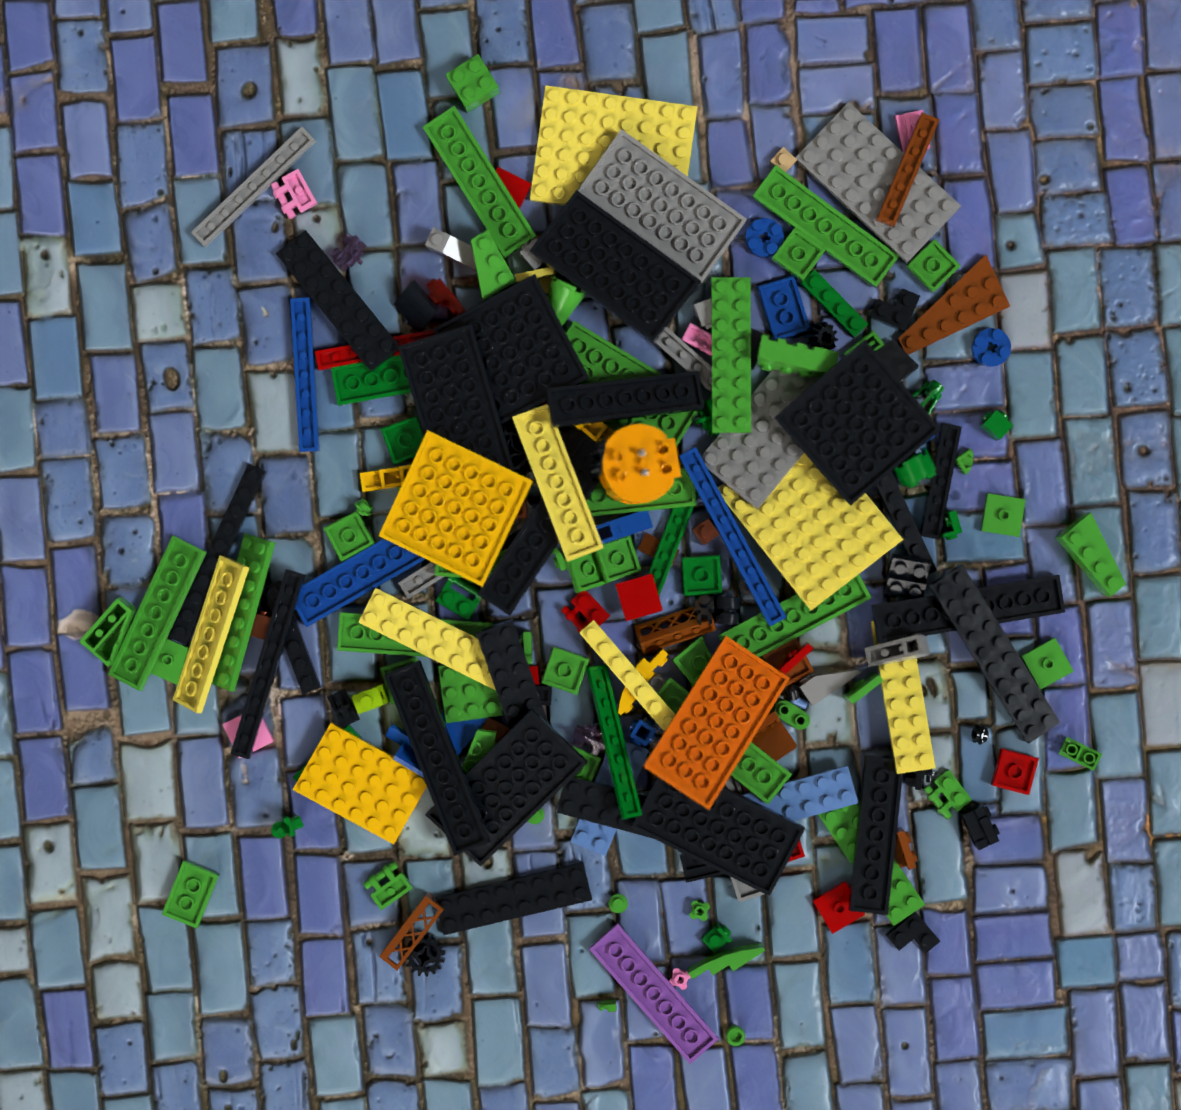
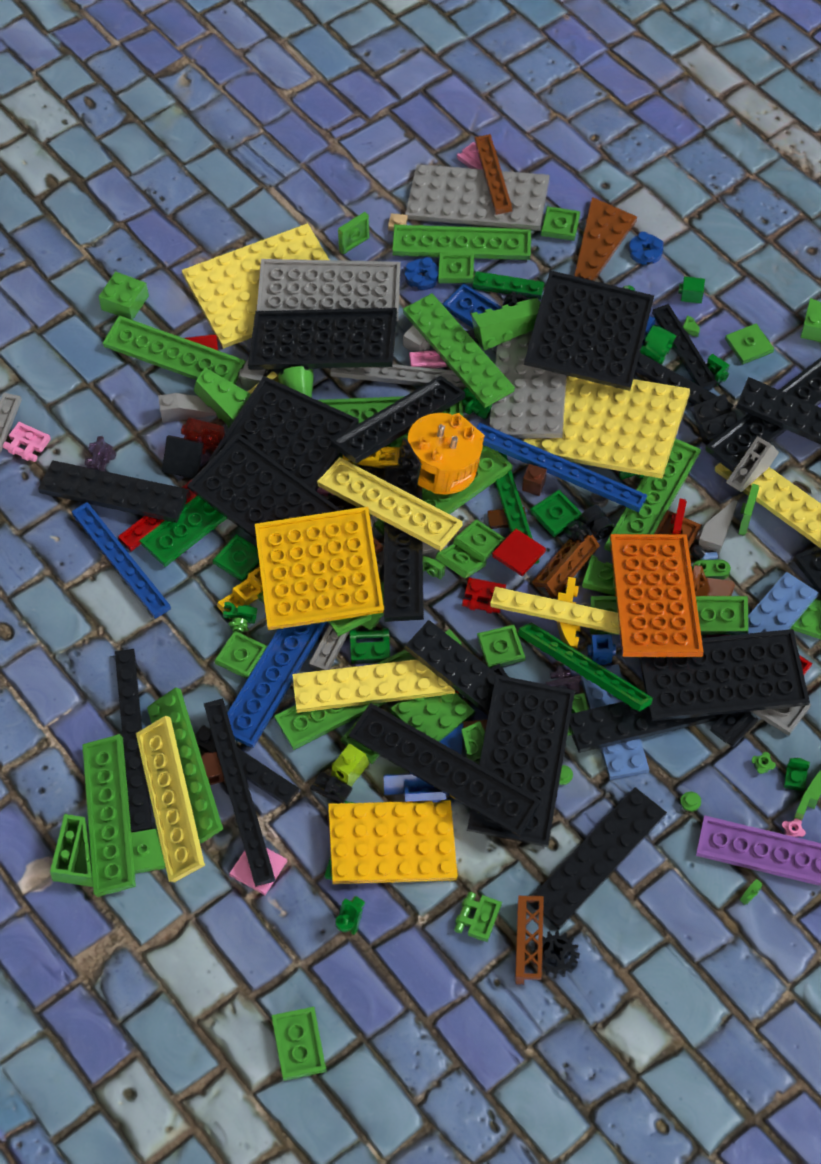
camera: 40 degrees left, 30 degrees down
(376, 499) = (246, 612): none -> green plate
(624, 526) = (469, 511): blue slope -> none
(728, 153) = (353, 233): none -> bright green plate
(898, 315) = (561, 263): black plate -> none

